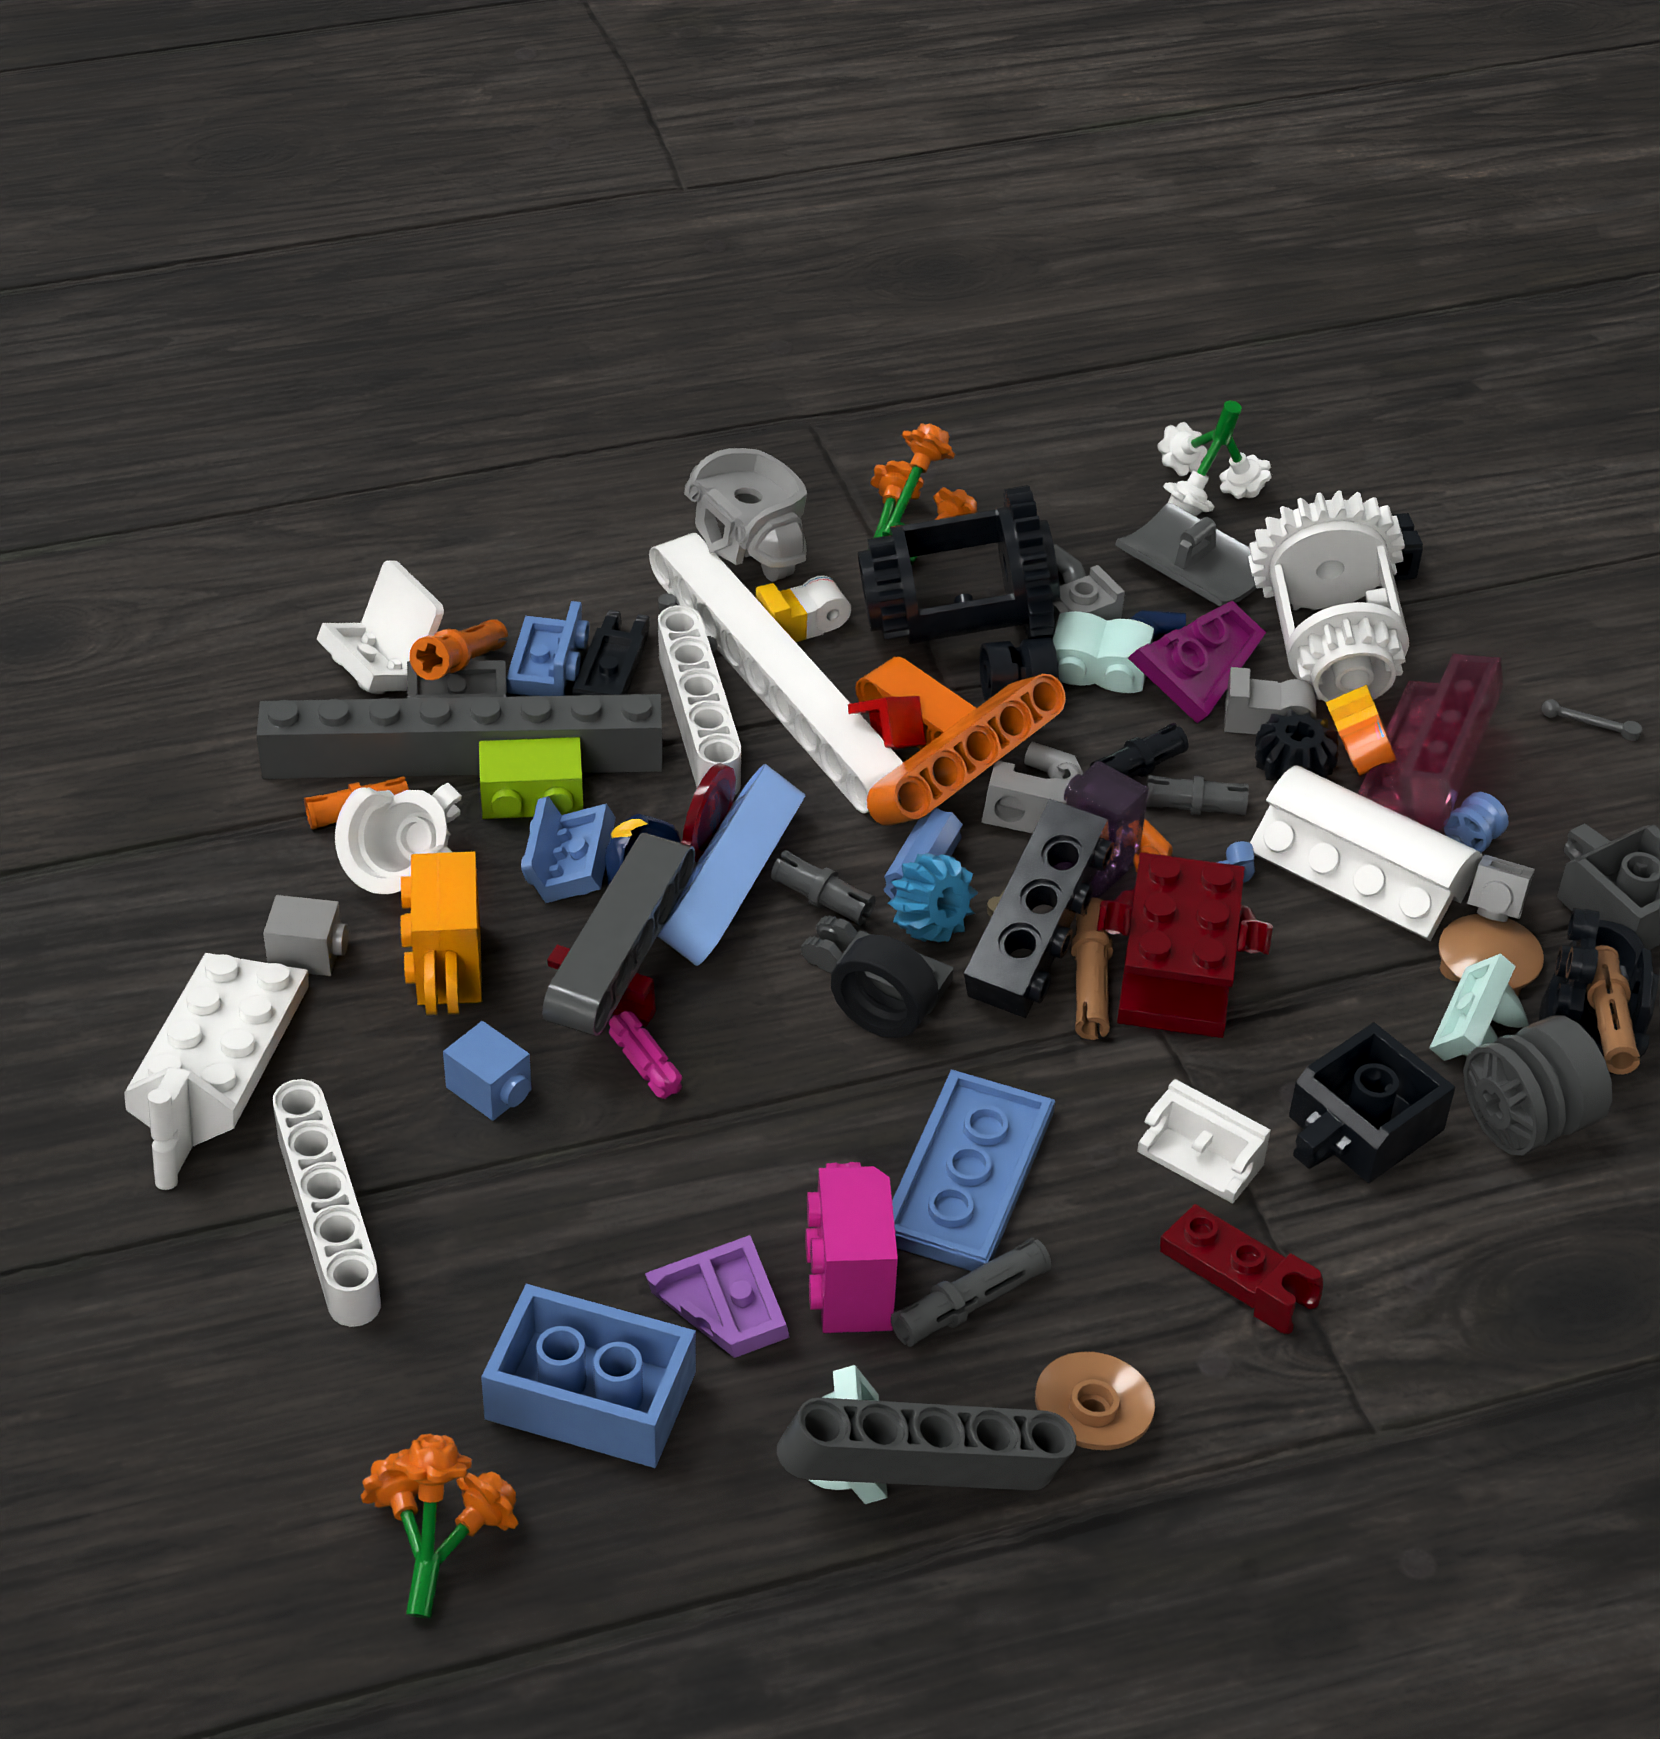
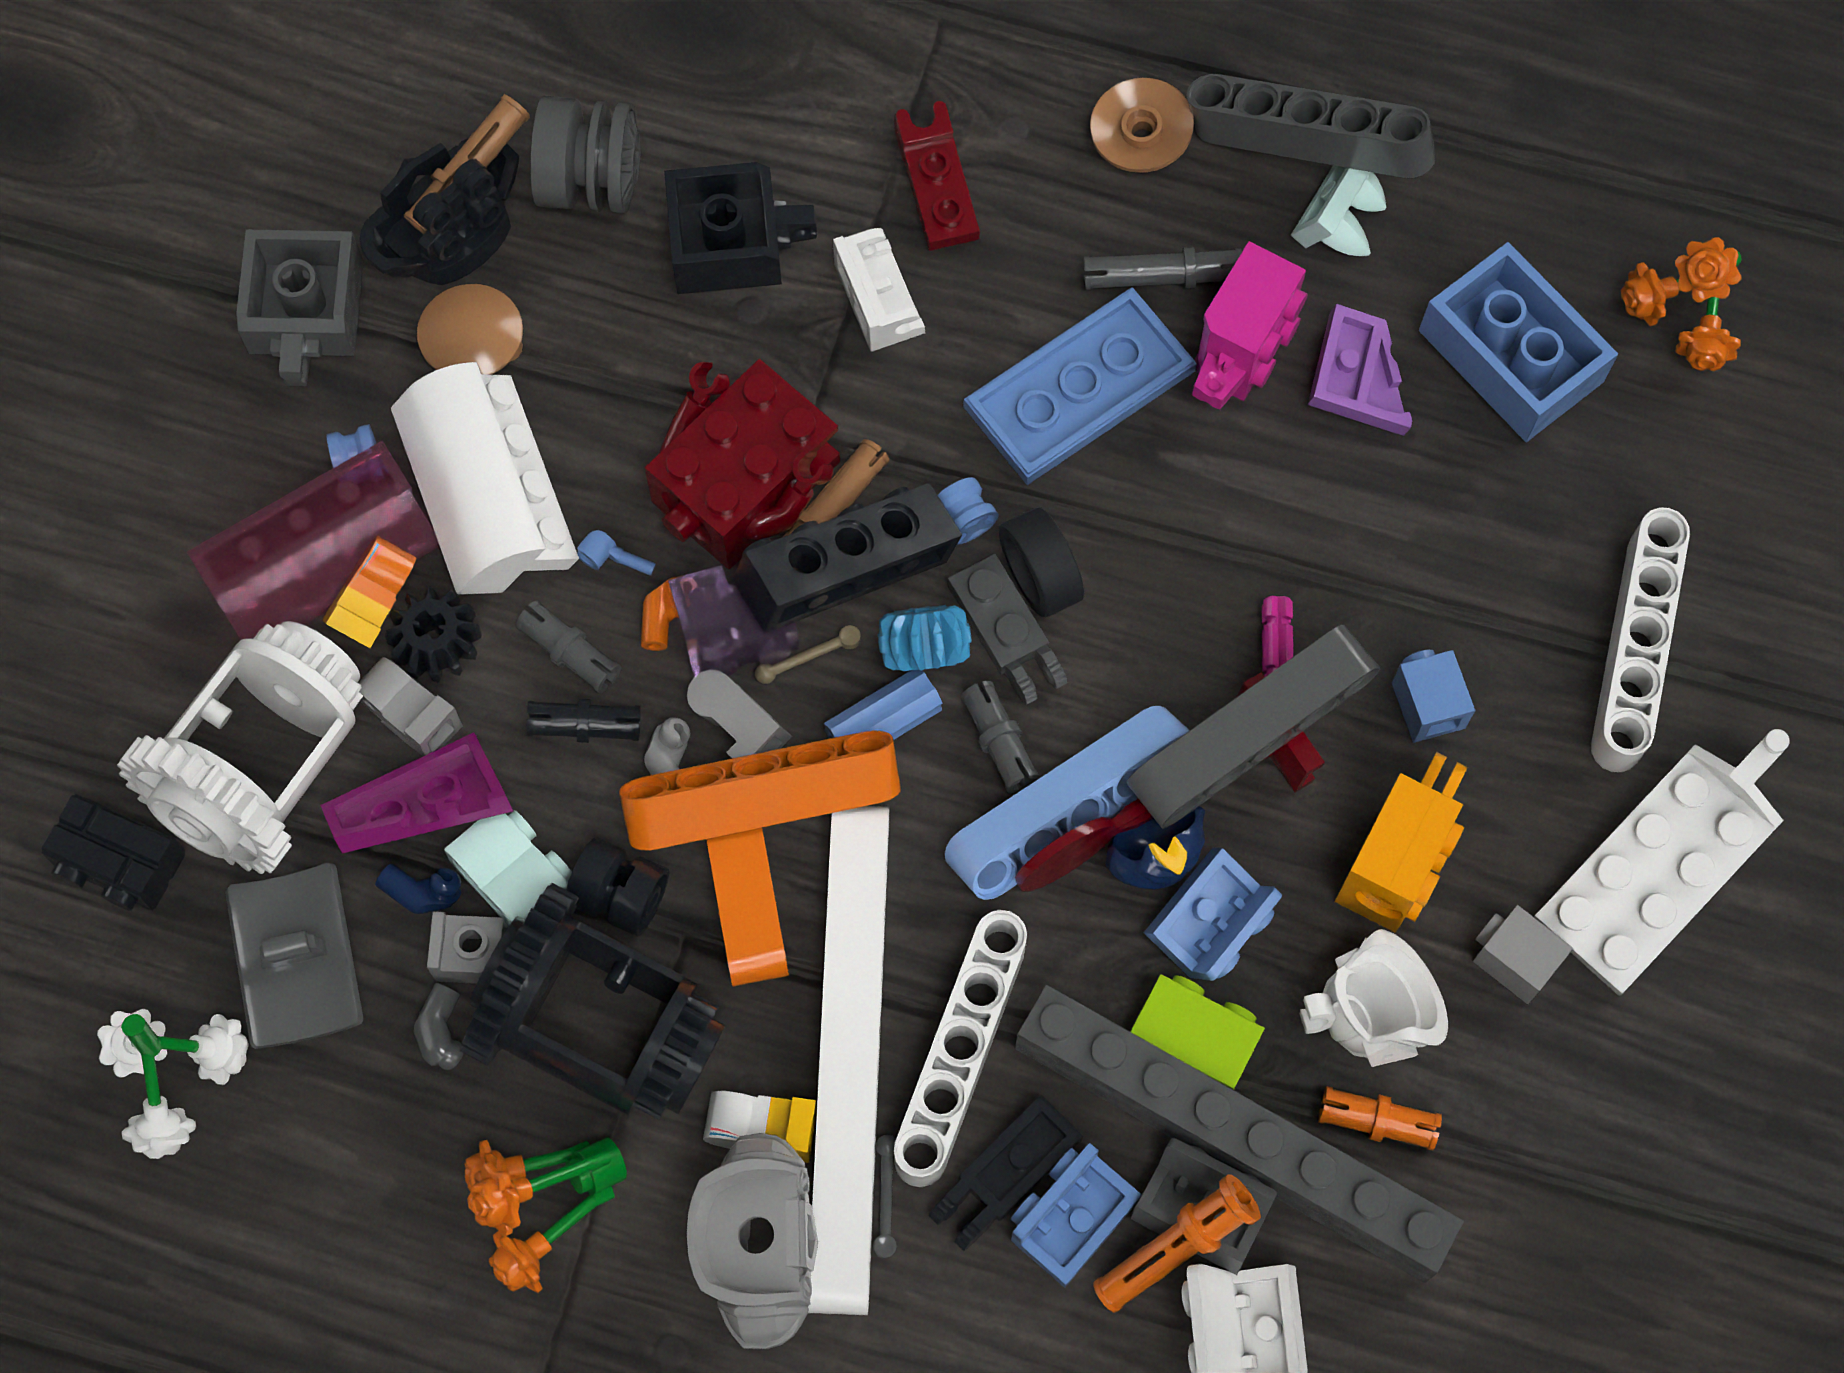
camera: 145 degrees left, 25 degrees up
(894, 719) = (804, 877): red panel -> none
(980, 1013) = (968, 508): none -> medium blue wheel
(1478, 1000) = (552, 268): light aqua tile -> none
(1500, 888) = (413, 352): light grey brick -> none
(1629, 730) = (92, 496): dark grey hinge -> none

